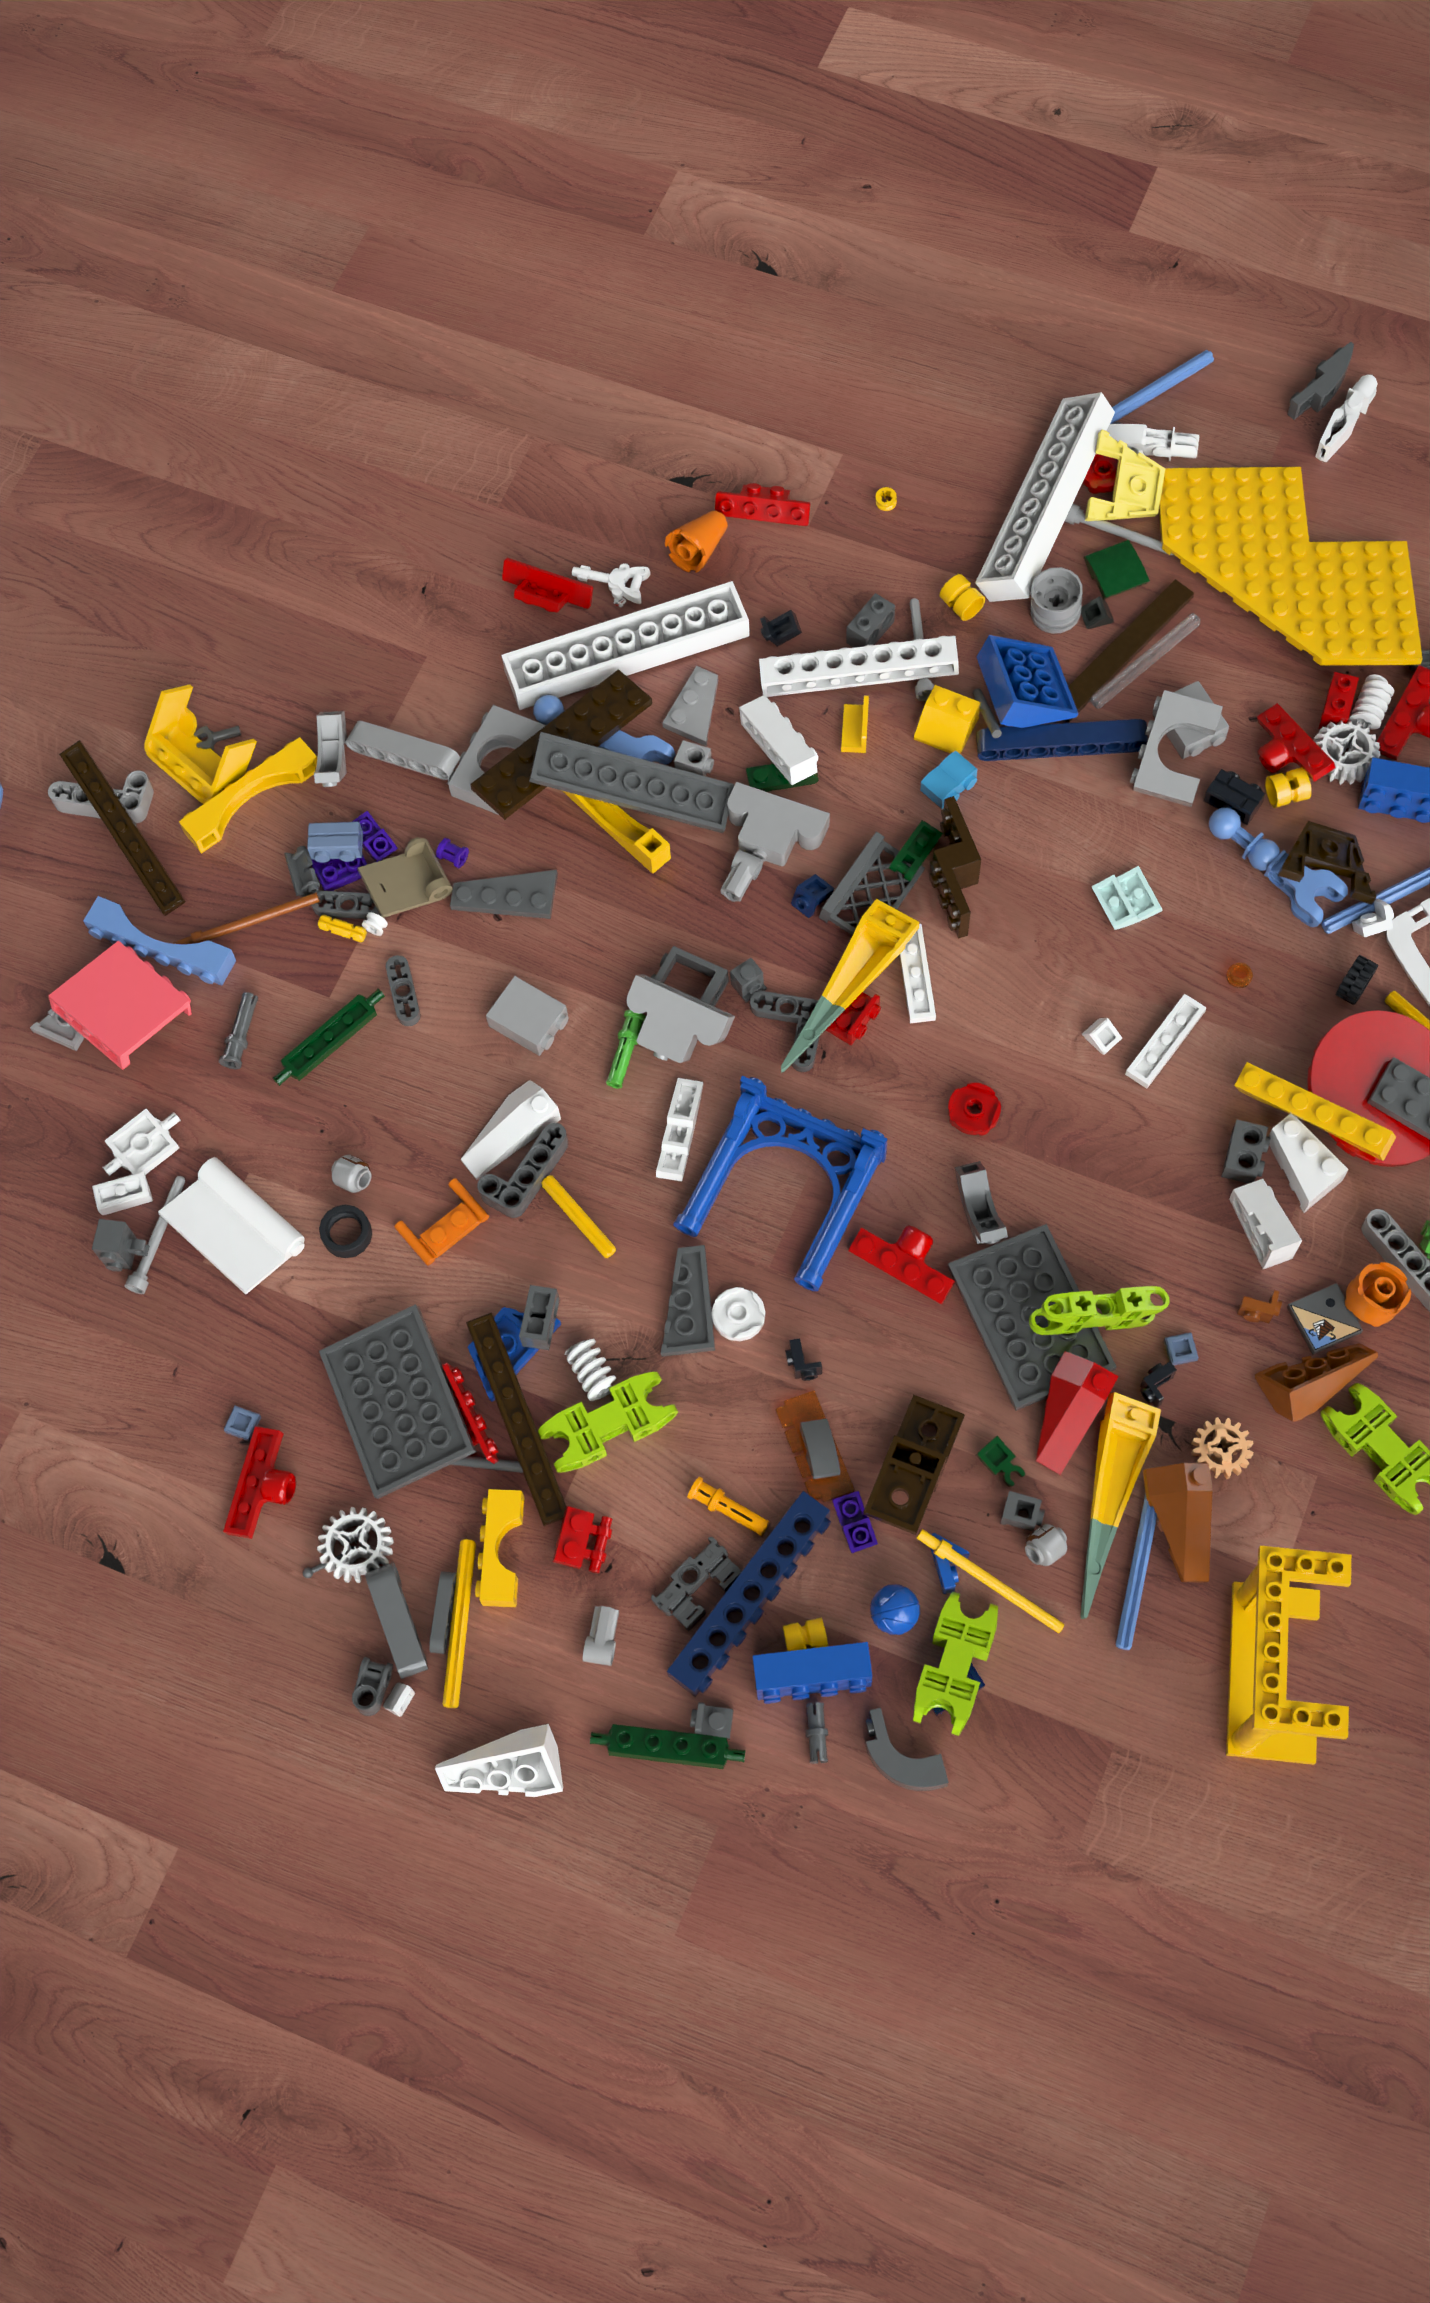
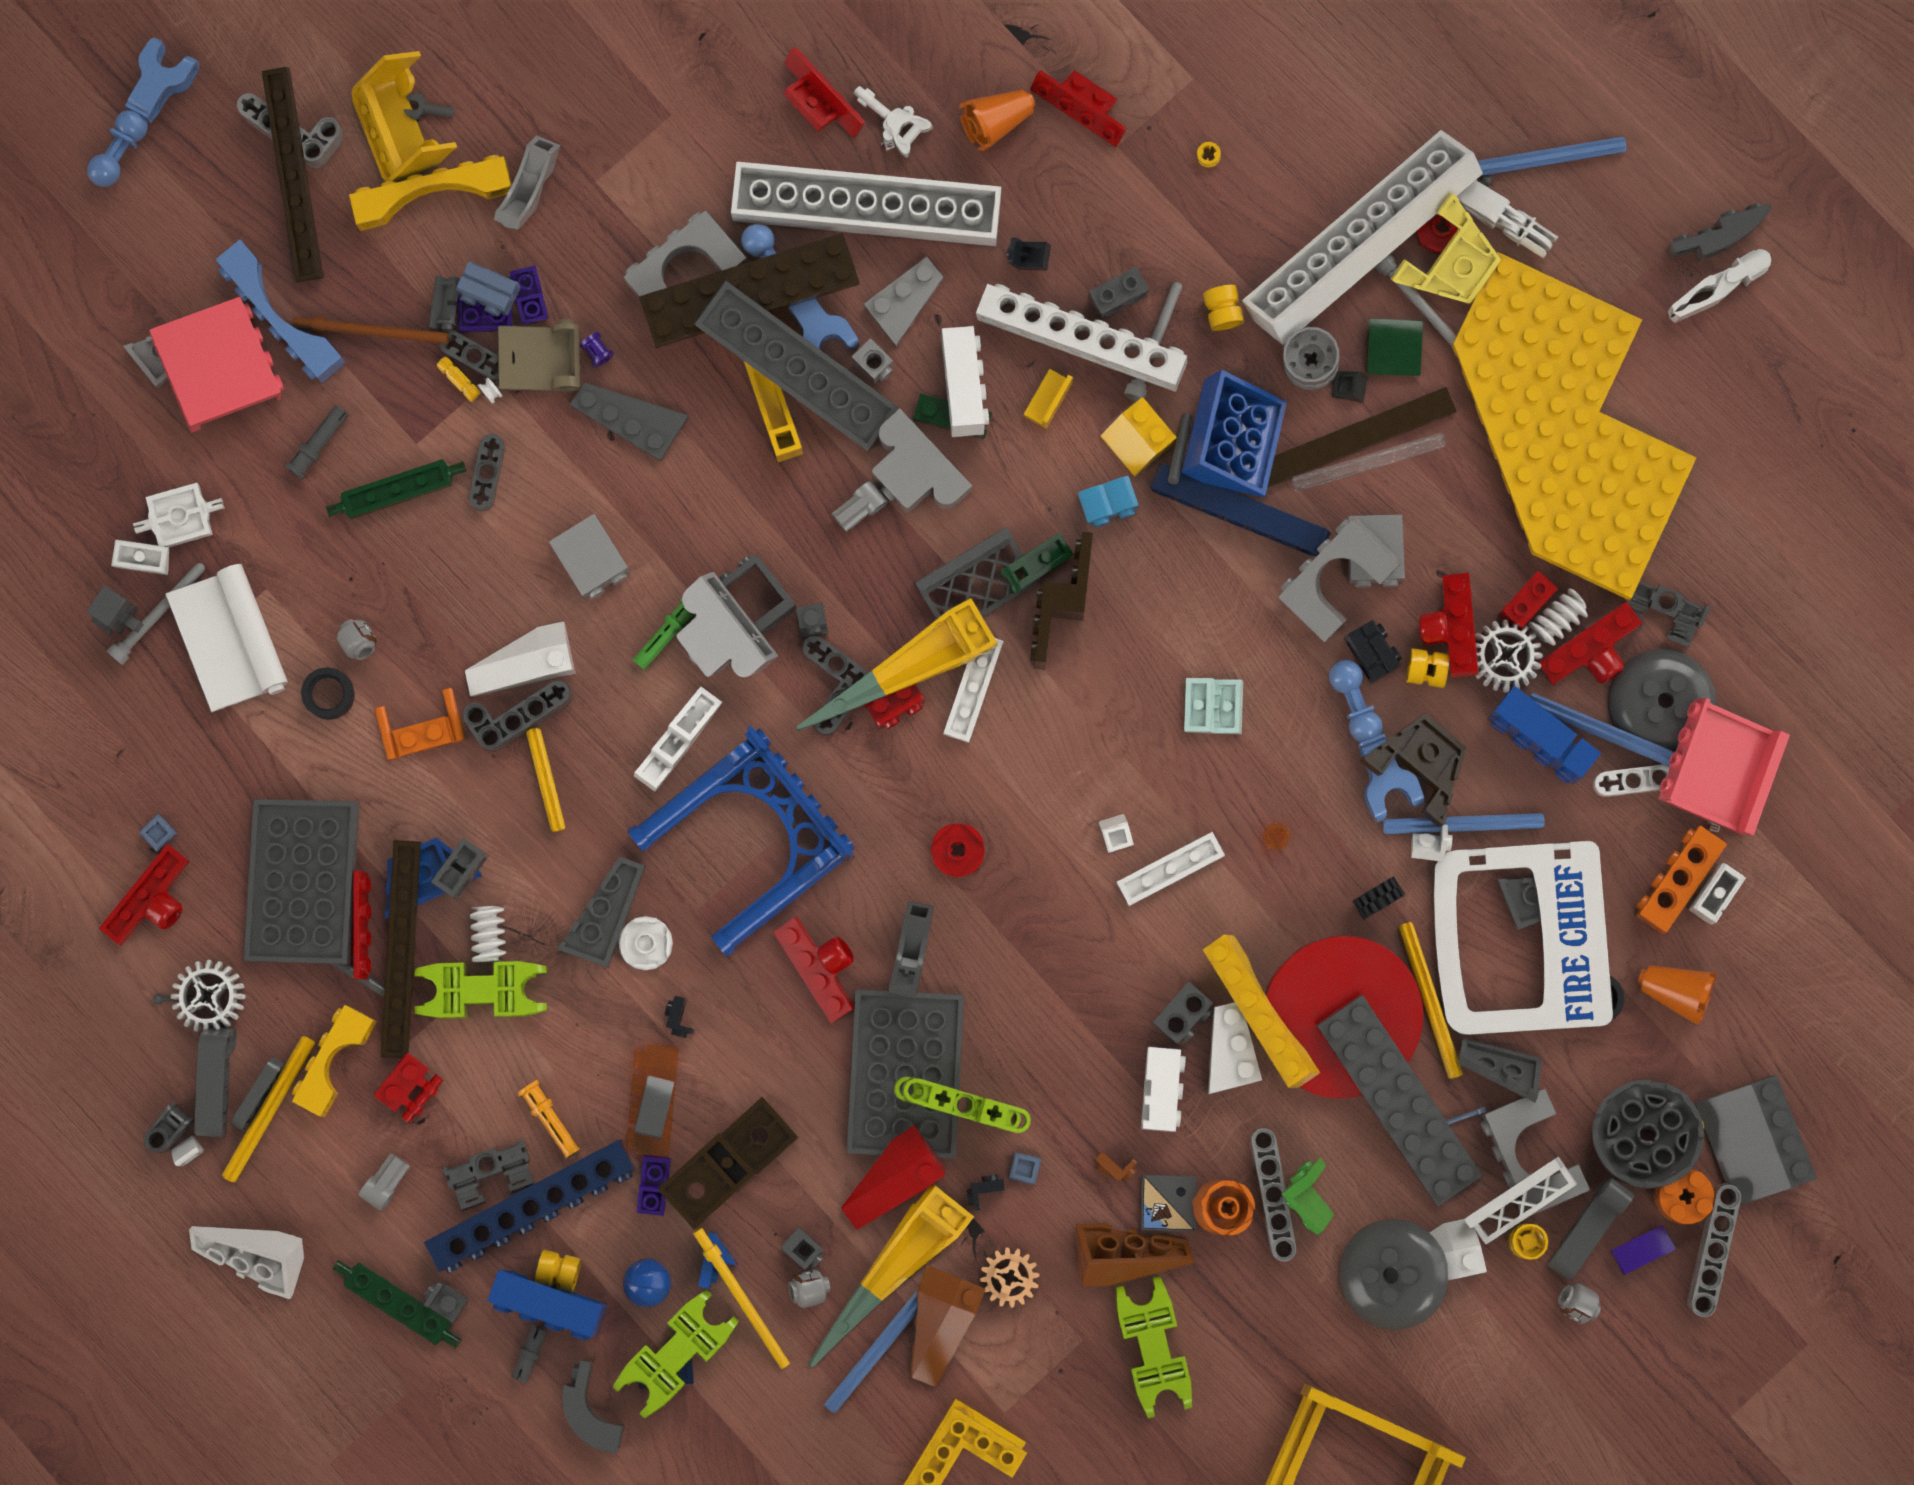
camera: 25 degrees right, 15 degrees up
(402, 750) = (597, 216): light grey beam -> none
(810, 894) = (916, 559): dark blue bracket -> none
(998, 1458) = (807, 1190): dark green plate -> none

